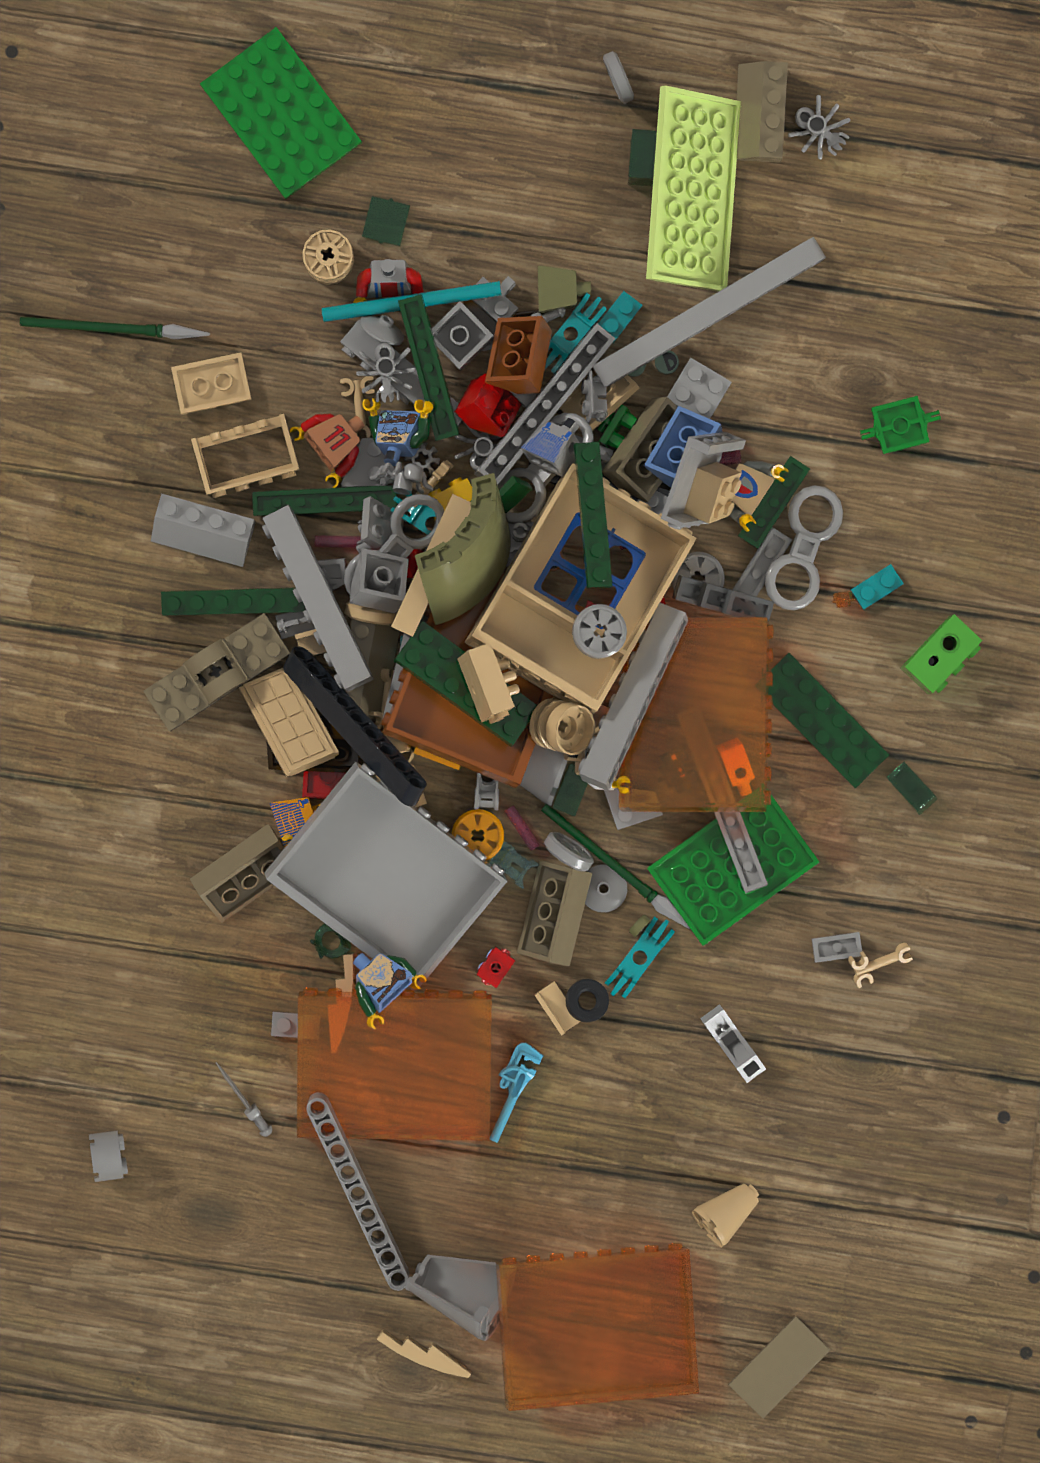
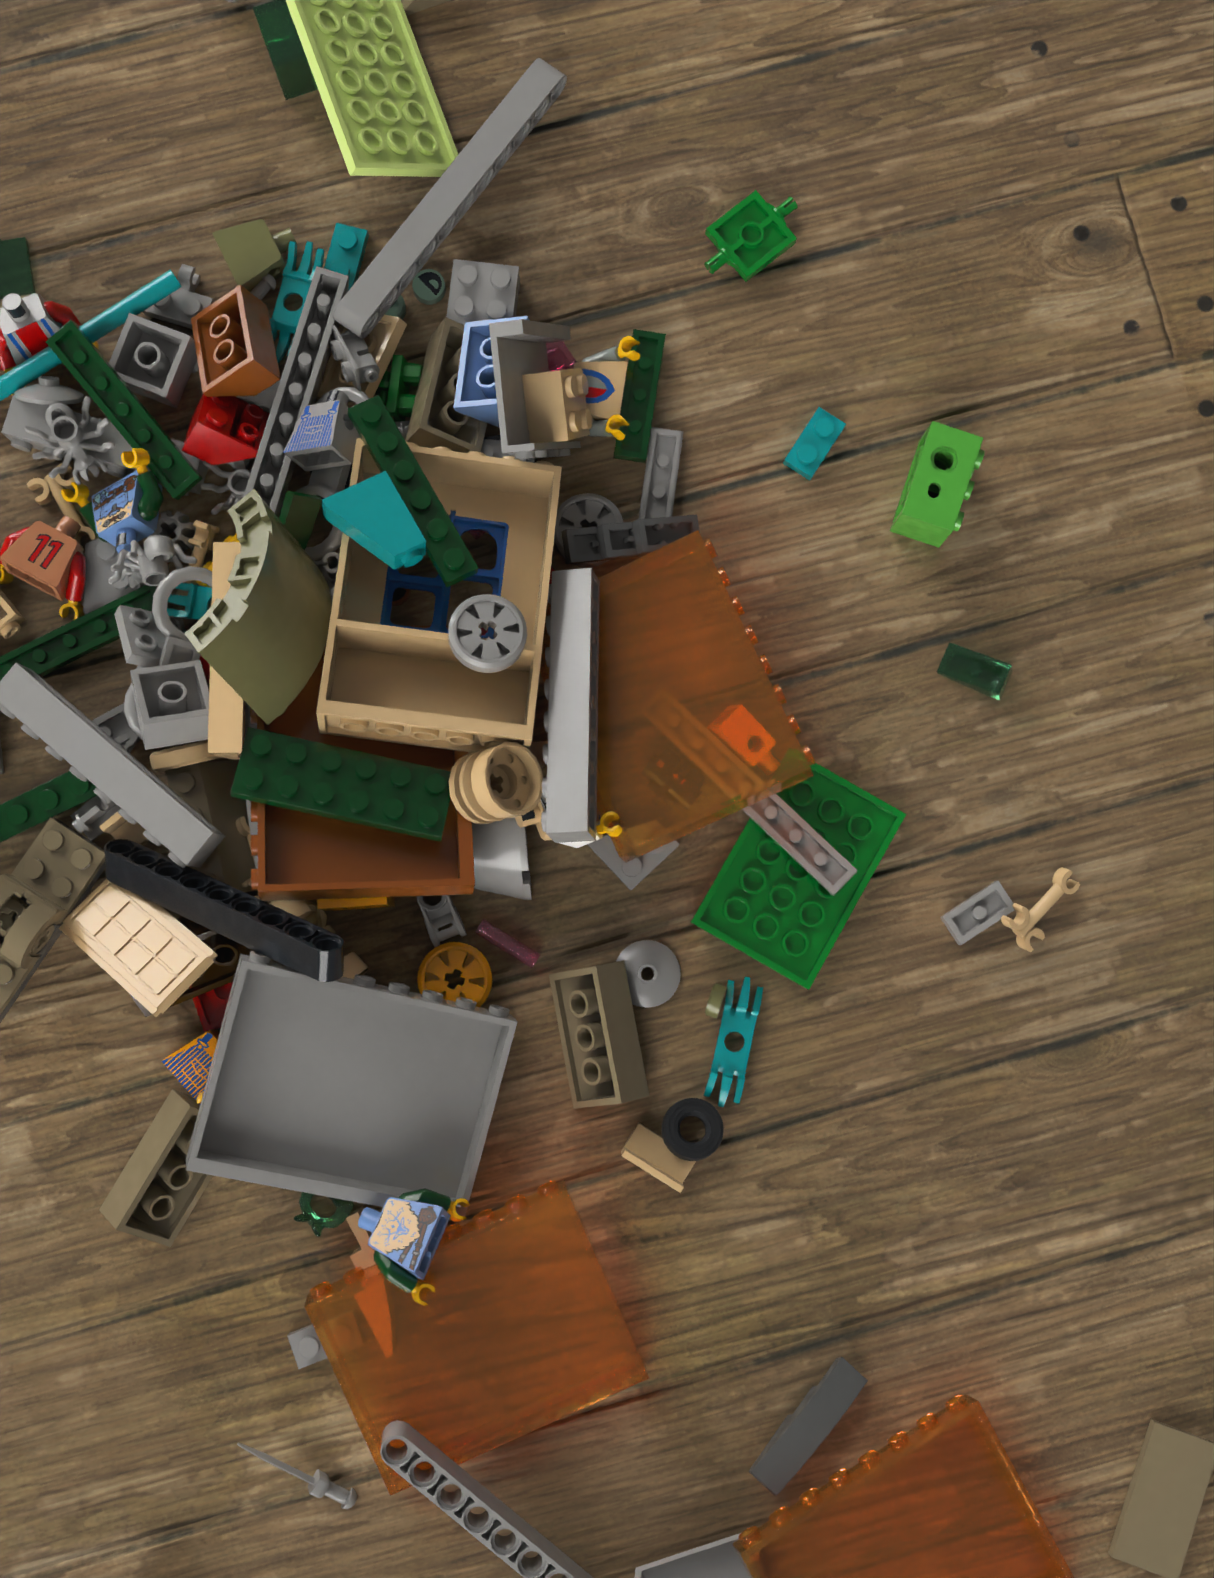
camera: 30 degrees left, 5 degrees down
(336, 541) = (105, 688): clear pink piece -> none
(488, 683) = (367, 766): tan piece -> none
(495, 956) = (547, 1127): red head -> none
(505, 858) = (503, 994): clear light blue piece -> none
(515, 1078) = (647, 1275): medium azure piece -> none
(563, 529) = (377, 520): none -> teal slope
(568, 851) = (580, 946): light grey wheel -> none
(570, 792) = (549, 869): clear green plate -> none
(575, 1217) = (807, 1426): none -> dark grey slope
(660, 903) = (729, 959): dark green piece -> none
(726, 1213) = (1002, 1327): tan cone -> none
(733, 1043) = (907, 1099): light grey arch -> none
(804, 547) = (702, 434): light grey bar -> none
(824, 722) = (830, 638): dark green plate -> none
(843, 599) = (780, 475): clear orange plate -> none

